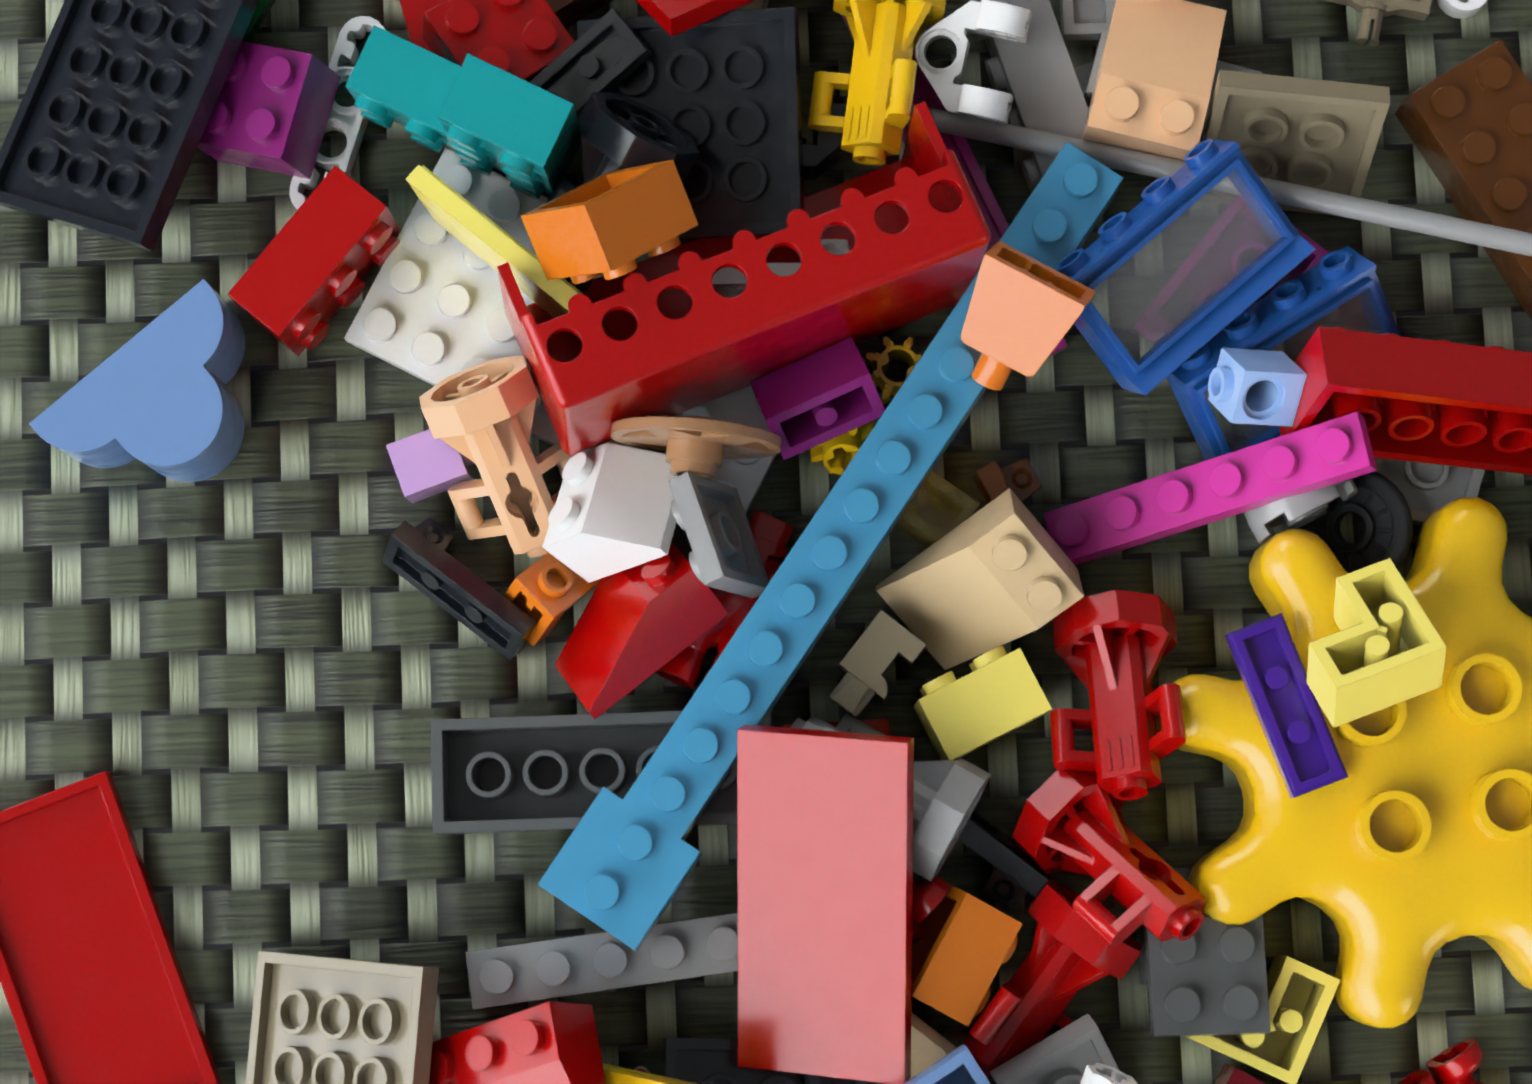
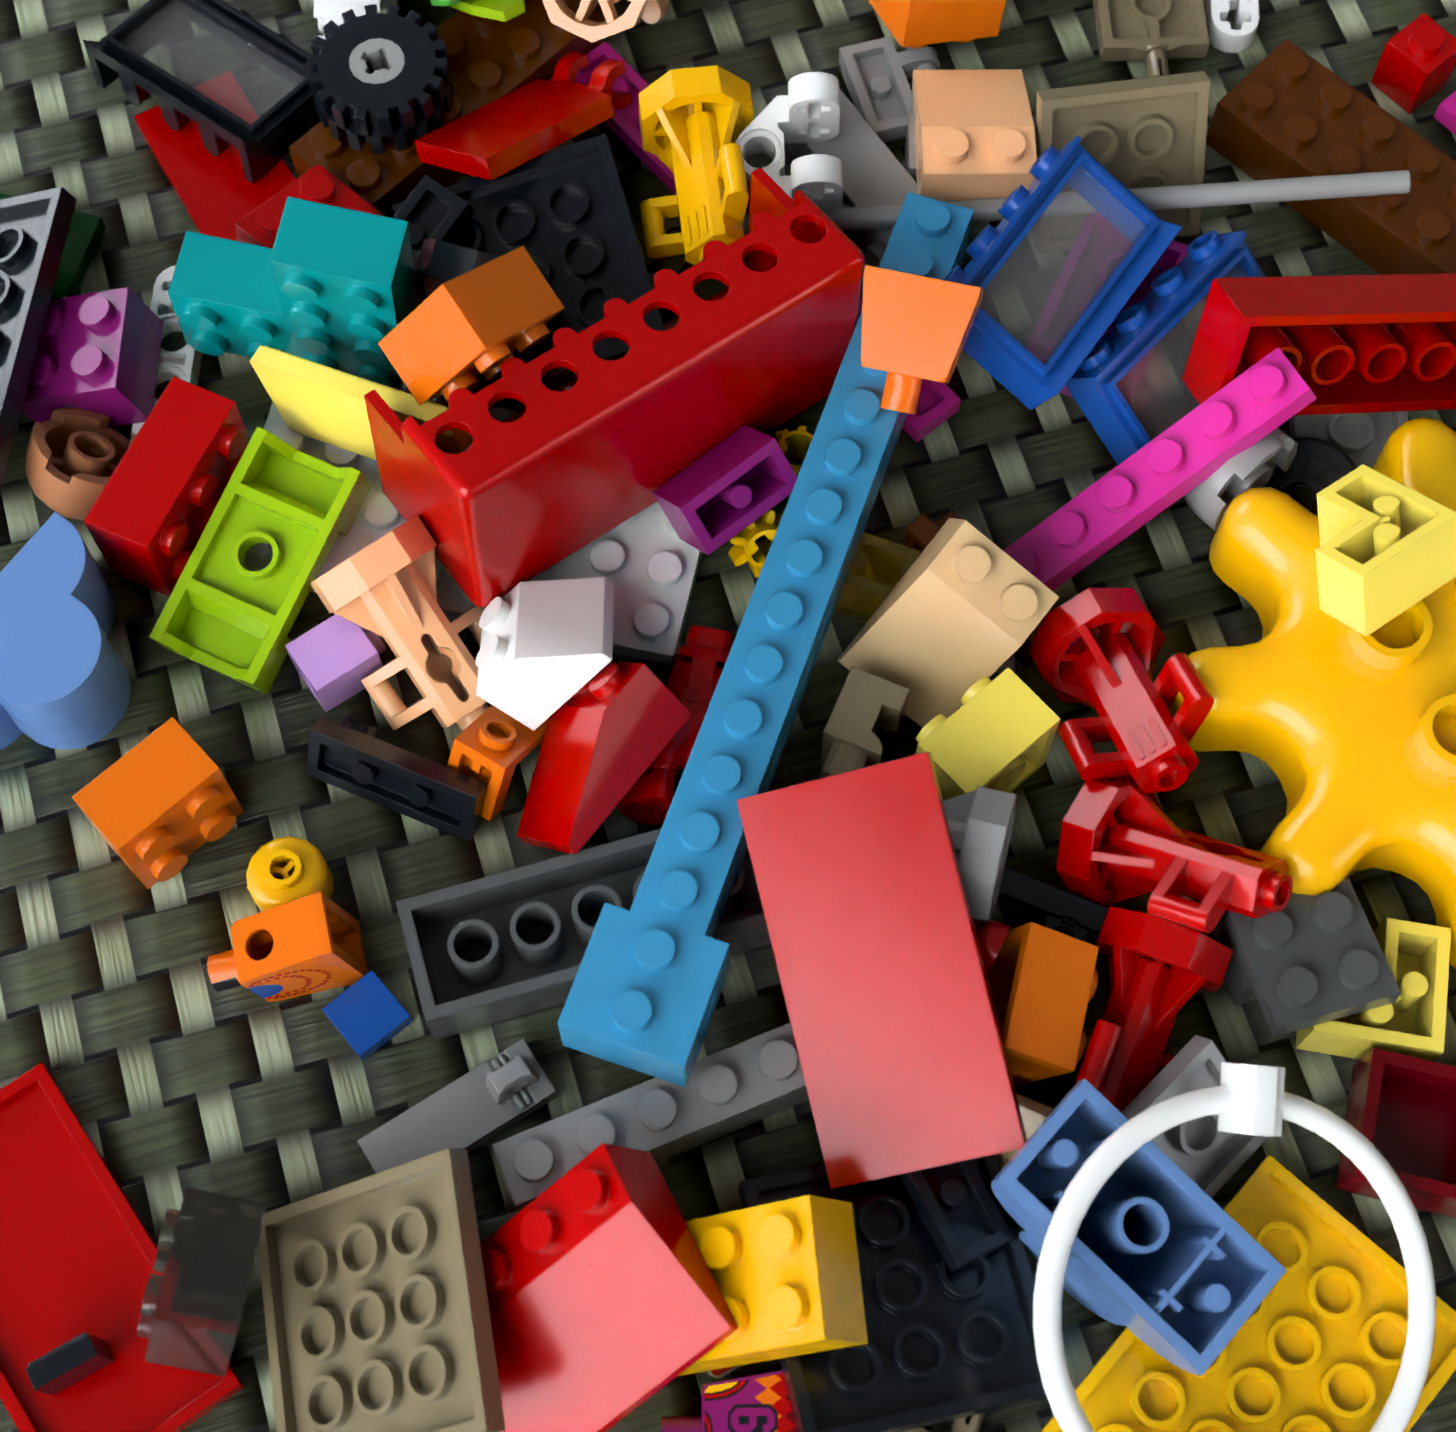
camera: 20 degrees left, 15 degrees down
(83, 1038) = (68, 1364): none -> black tile
(205, 1007) = (207, 1270): none -> clear smoke brick
(237, 212) = (73, 459): none -> nougat cylinder
(246, 571) = (160, 803): none -> orange piece
(334, 732) = (292, 951): none -> orange torso
(365, 669) = (287, 871): none -> yellow head
(388, 798) = (367, 1015): none -> blue tile
(422, 313) = (242, 617): none -> lime piece
(445, 908) = (464, 1110): none -> light grey hinge
(695, 442) = (611, 546): medium nougat wheel -> none
(719, 535) = (665, 644): light grey plate -> none
(1271, 399) = (1187, 361): light blue brick -> none
(1286, 706) = (1305, 647): dark purple tile -> none

